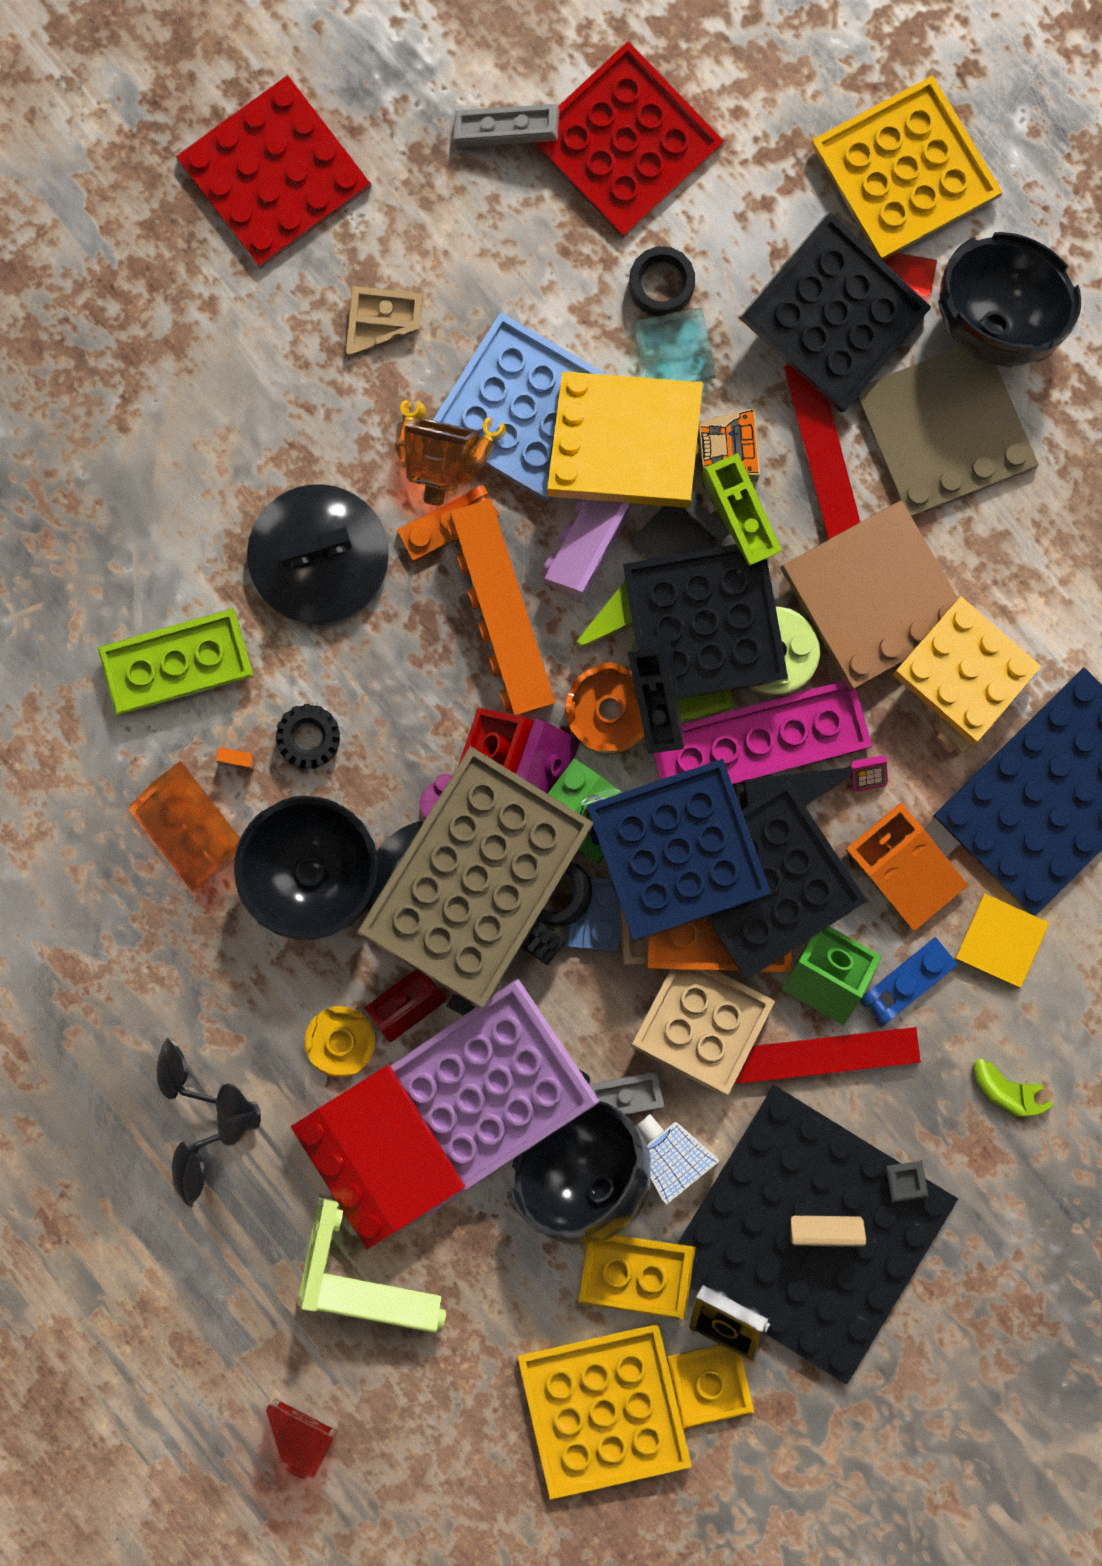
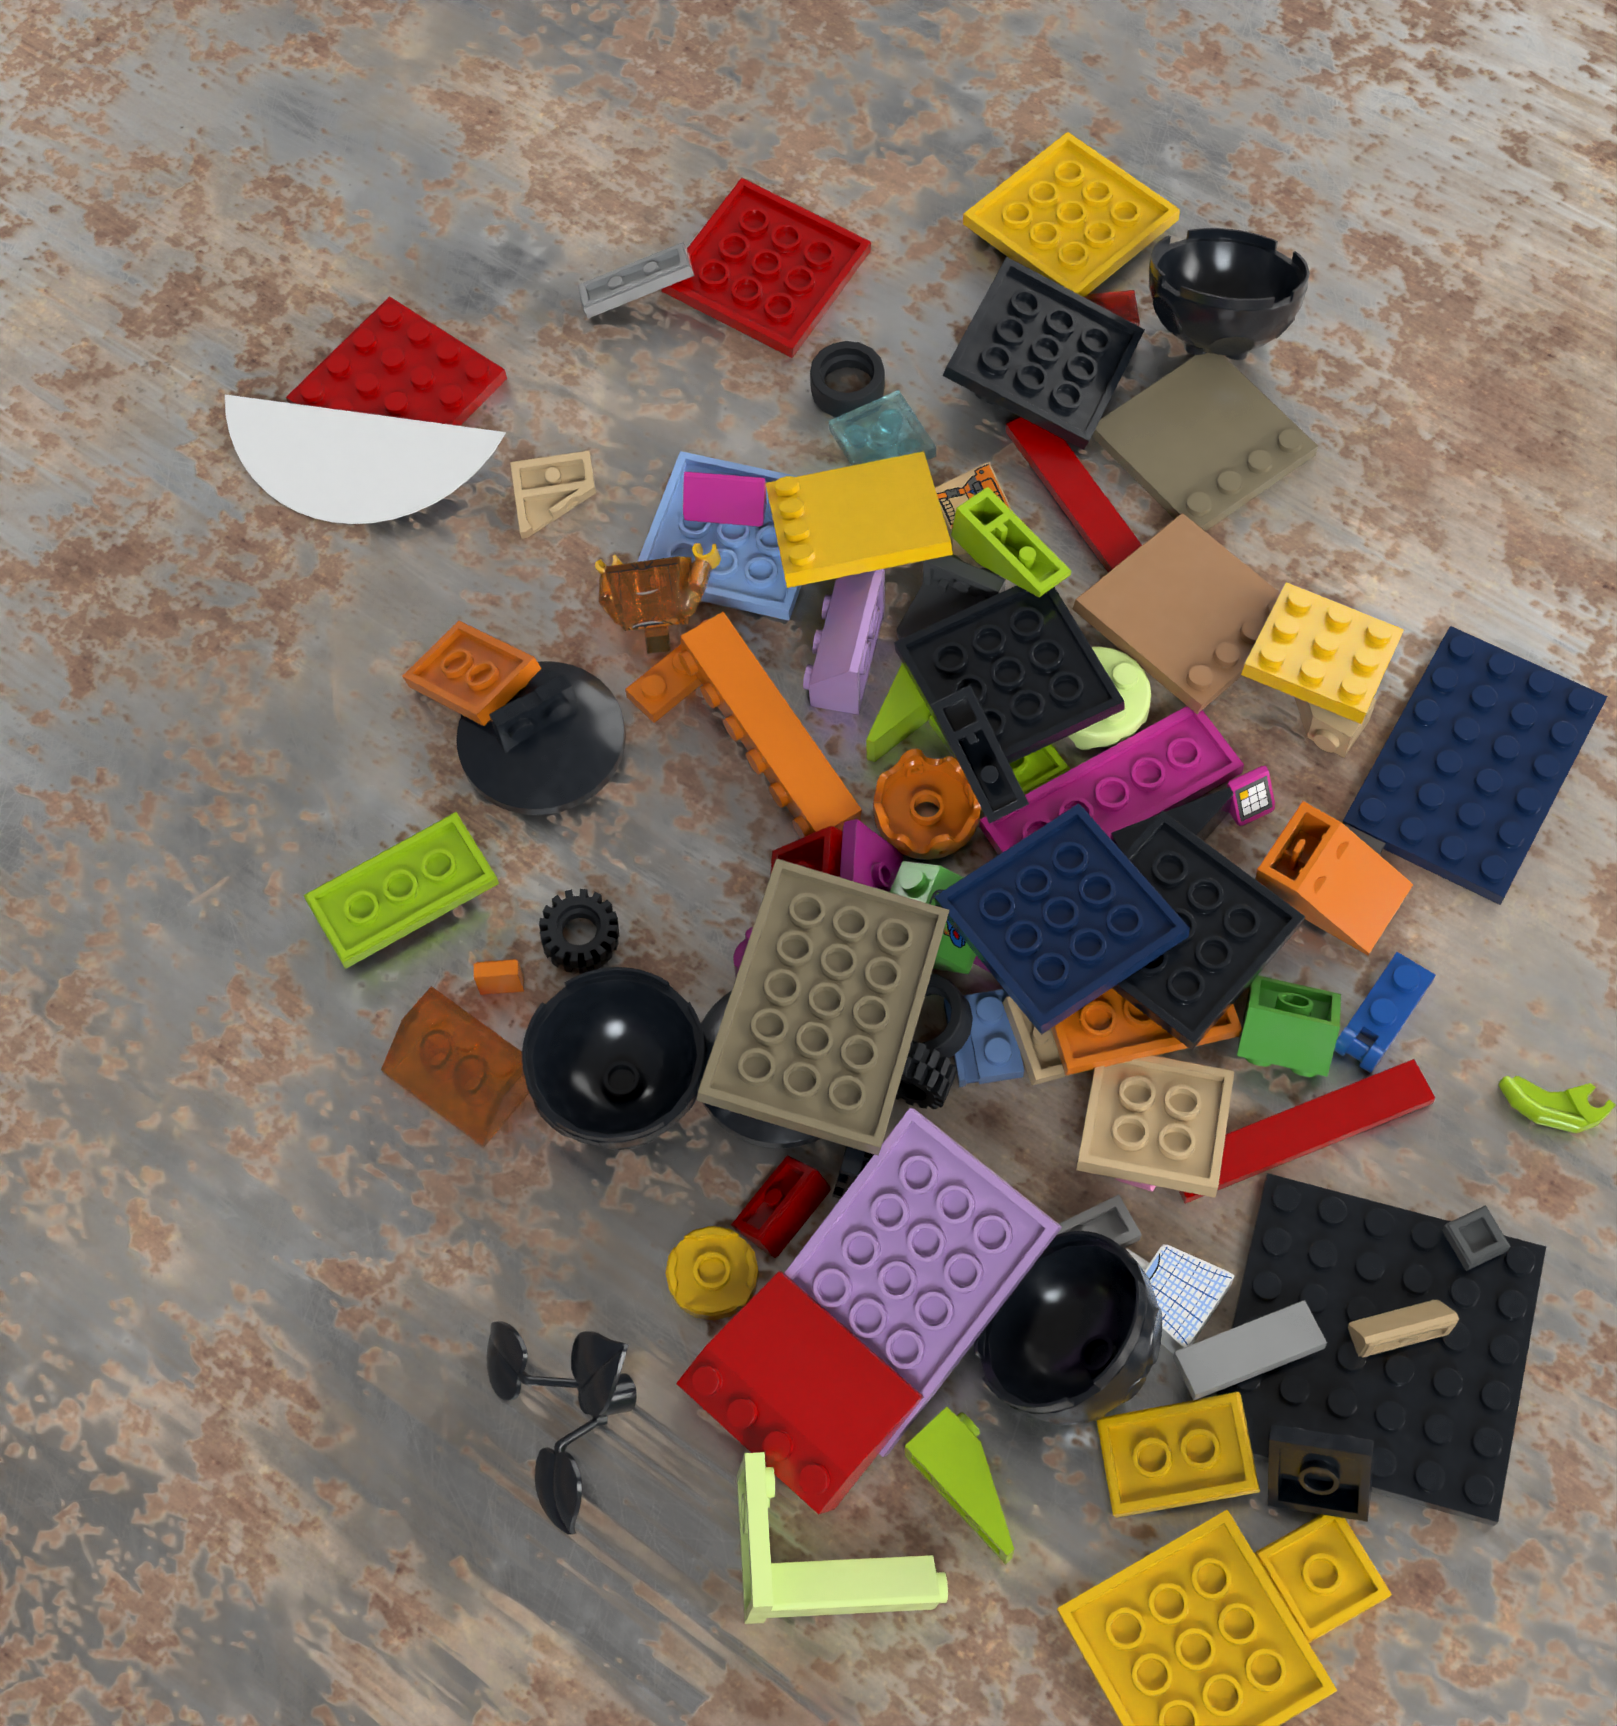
camera: 10 degrees left, 20 degrees down
(218, 241) = (350, 462): none -> white sticker
(274, 484) = (471, 672): none -> orange plate
(477, 1241) = (957, 1468): none -> lime slope
(523, 379) = (724, 499): none -> dark pink slope
(711, 1218) = (1249, 1350): none -> light grey tile
(1002, 940) = (1476, 937): yellow tile -> none

